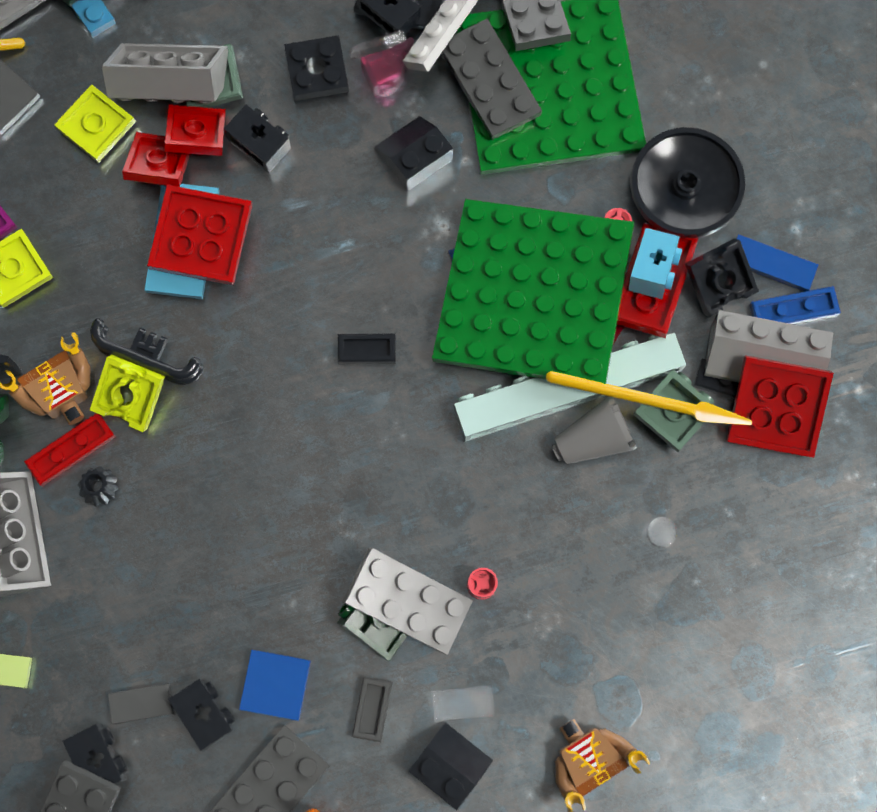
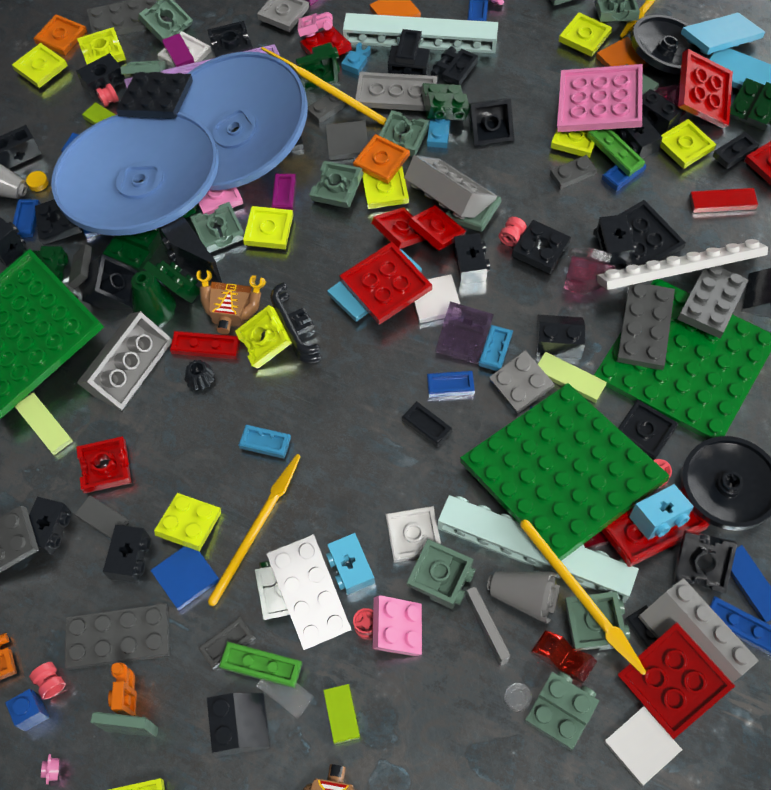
camera: 50 degrees right, 15 degrees down
(57, 170) = (337, 195): none -> sand green brick
(64, 94) = (381, 158): none -> orange tile
(73, 48) = (397, 123): none -> sand green brick
(113, 654) = (114, 474): none -> red brick
(228, 496) = (265, 441): none -> dark azure plate
(230, 635) = (188, 522): none -> neon yellow plate
(269, 208) = (436, 302): none -> white tile
(274, 73) = (513, 230): none -> coral wheel
(285, 531) = (277, 490): none -> yellow piece
(324, 226) = (464, 332): none -> clear purple slope
(353, 289) = (450, 384): none -> blue tile
(365, 216) = (495, 348): none -> dark azure plate
(410, 529) = (349, 550): none -> medium azure brick
(420, 232) = (521, 382): none -> light grey plate
(423, 701) = (261, 665): none -> bright green tile
(448, 465) = (410, 531): none -> white tile
(455, 189) = (564, 373): none -> yellowish green tile
(509, 482) = (441, 574): none -> sand green plate
(512, 562) = (397, 626): none -> bright pink plate
(529, 678) = (341, 714): none -> lime tile
(571, 187) = (647, 428): none -> black tile
(587, 493) = (487, 626): none -> light grey tile
(671, 465) = (562, 657): none -> clear red slope
(707, 511) = (562, 710): none -> sand green plate
(793, 484) = (642, 746): none -> white tile

